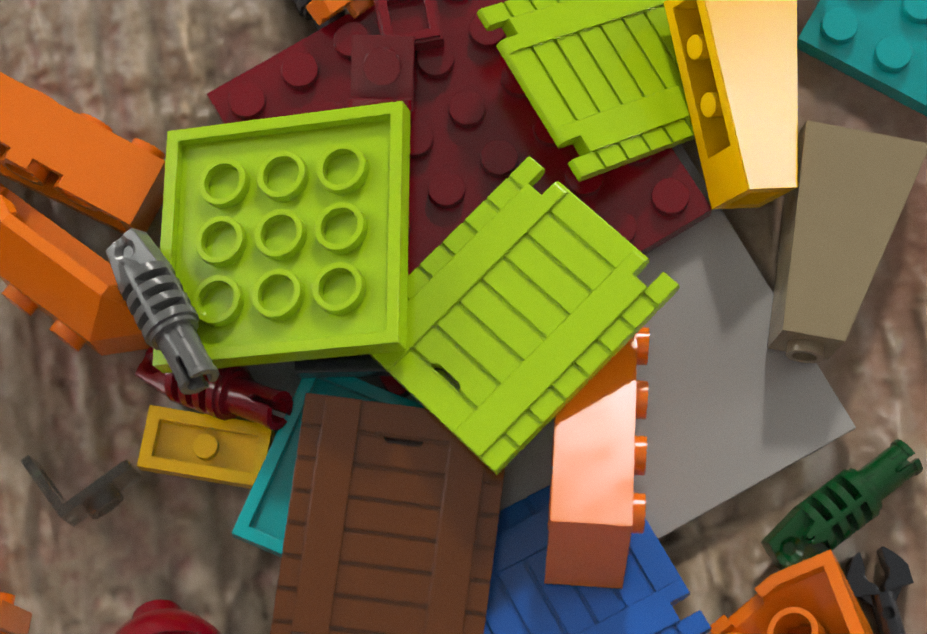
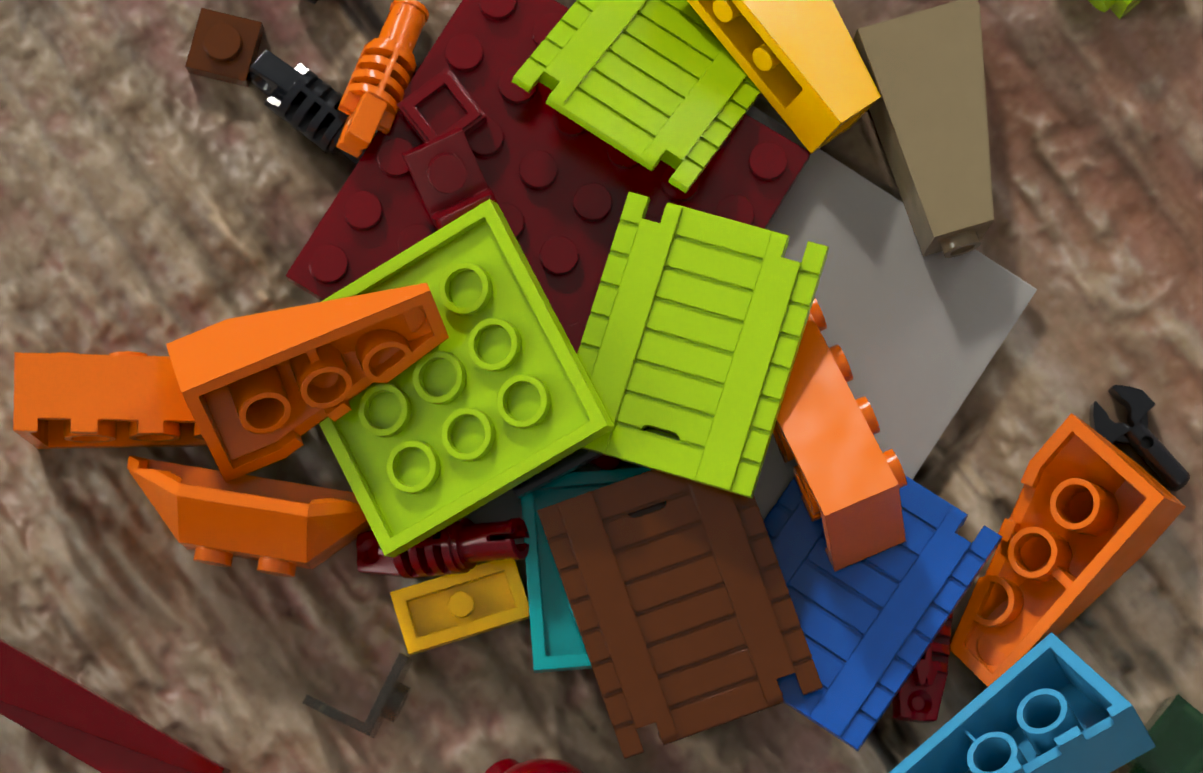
camera: 30 degrees left, 5 degrees up
(153, 165) = (281, 372): none -> orange wedge
(161, 308) = (368, 500): dark grey hinge -> none
(840, 507) = (1058, 370): dark green hinge -> none

